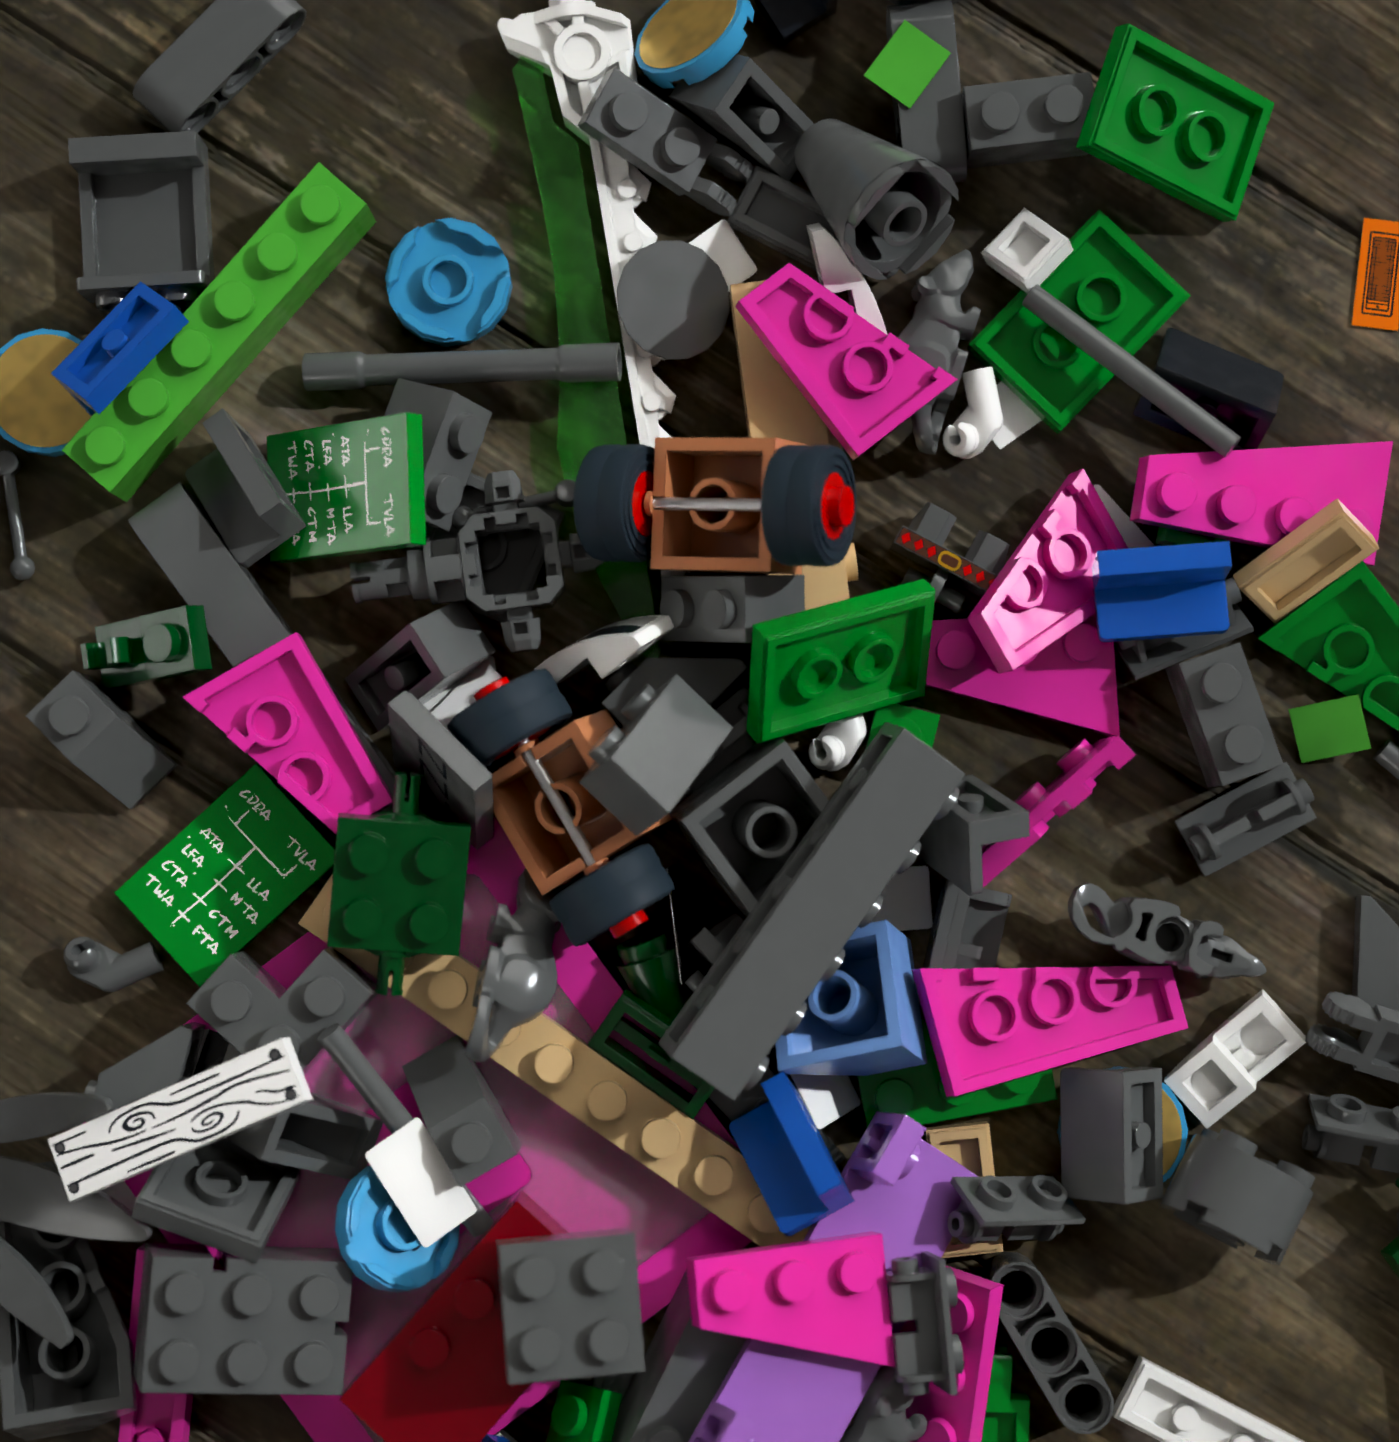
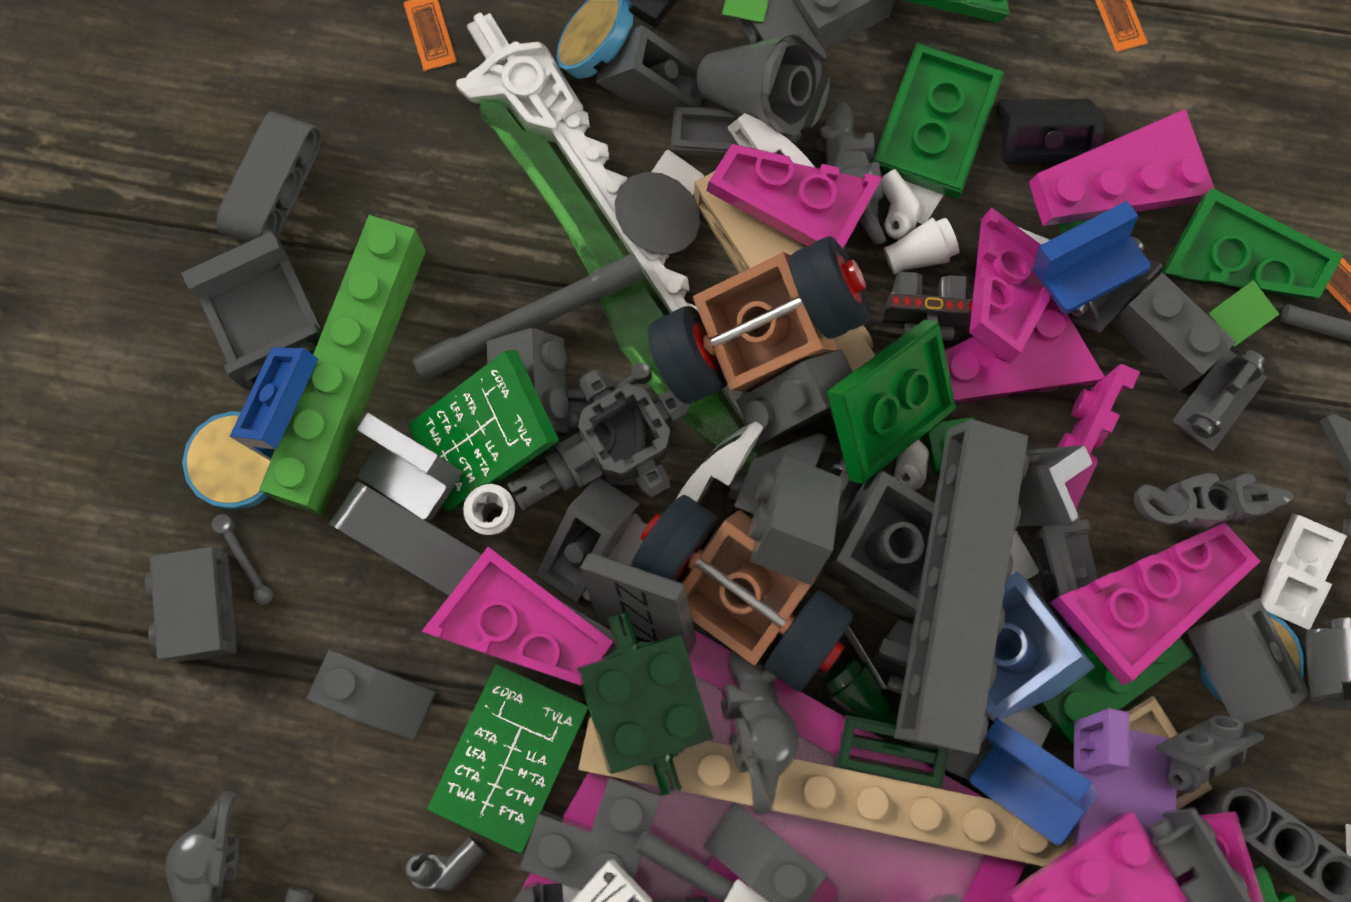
camera: 25 degrees left, 10 degrees down
(150, 647) = (382, 609): dark green plate -> none
(306, 576) = (485, 500): none -> white cone
(448, 282) = (494, 268): dark azure tile -> none
(662, 142) = (606, 112): dark grey hinge -> none
(978, 480) = (923, 247): none -> white cone
(1027, 250) = (882, 87): white tile -> none
(1131, 371) = (995, 129): dark grey bar -> none
(1306, 561) = (1174, 203): tan tile -> none

